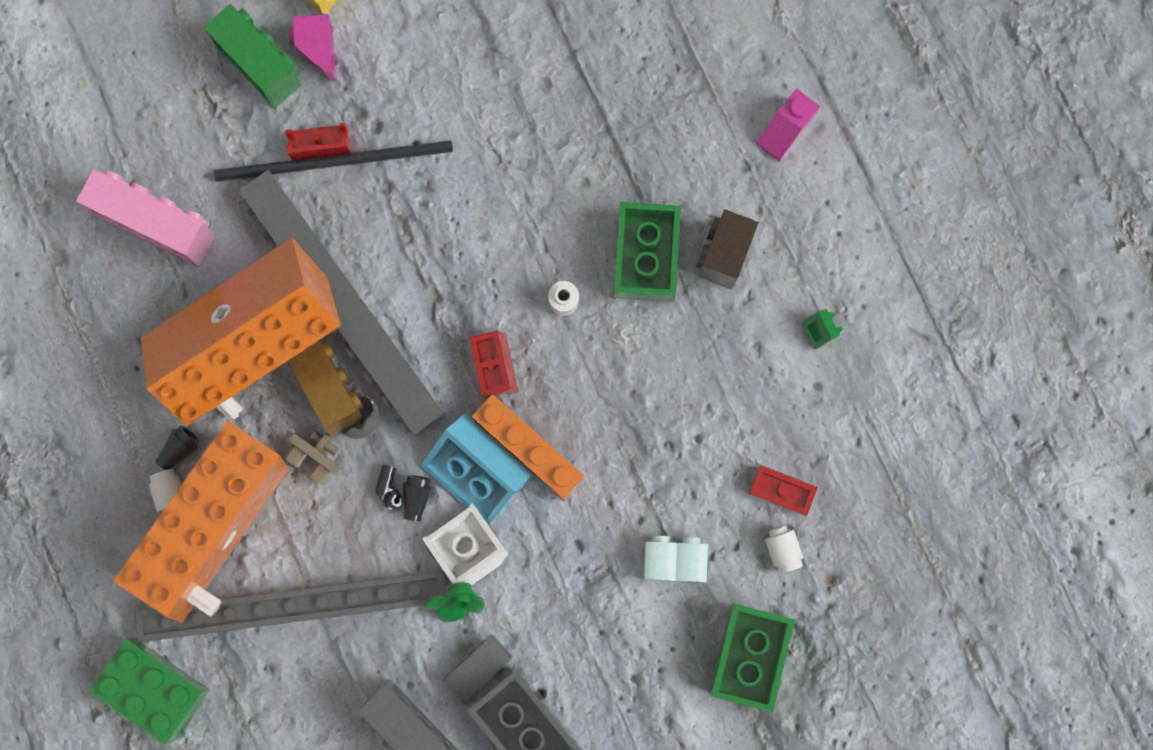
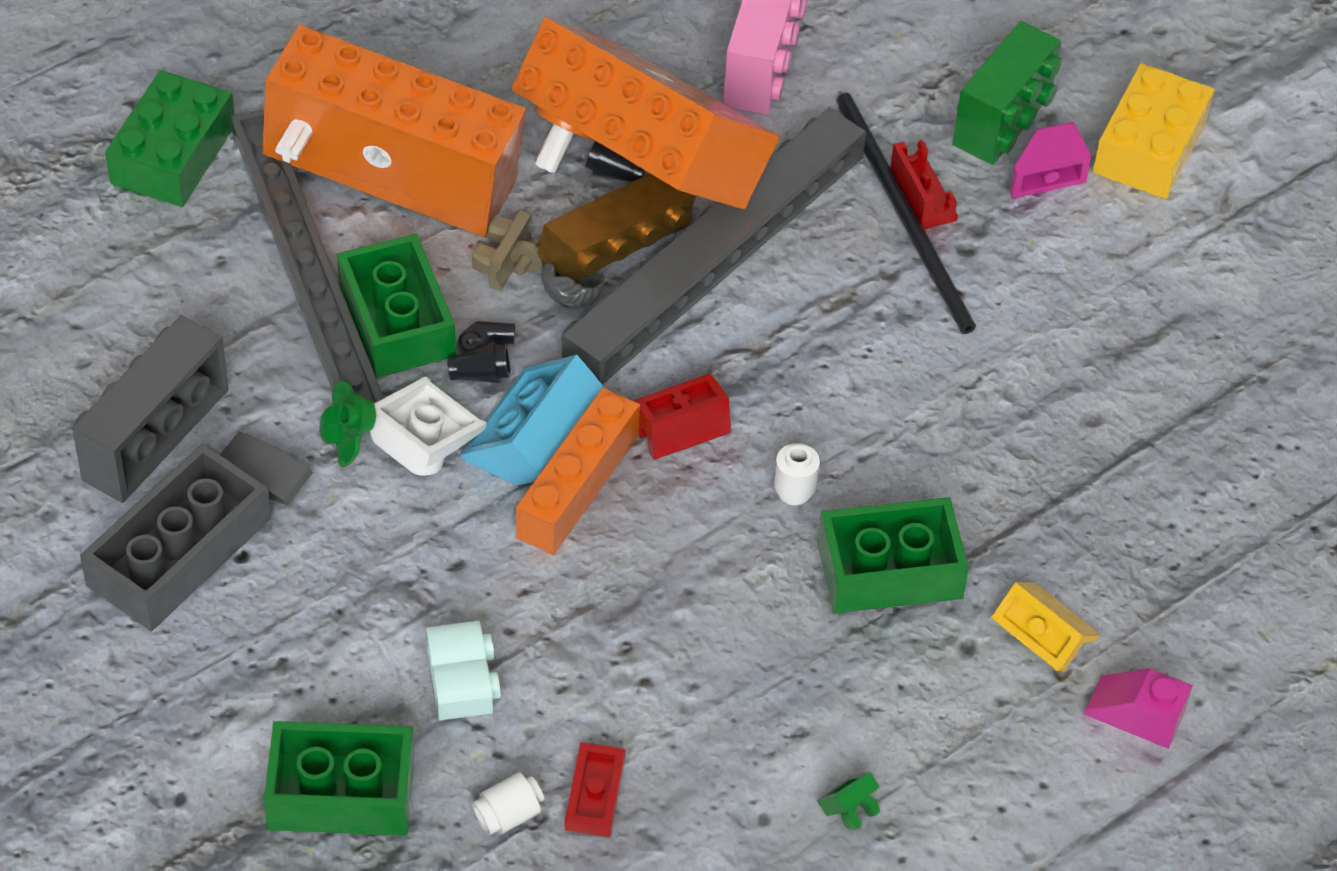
camera: 75 degrees right, 30 degrees down
(355, 548) = (396, 305): none -> green brick
(712, 165) = (1043, 624): none -> yellow panel
(729, 246) = (926, 645): dark brown brick -> none

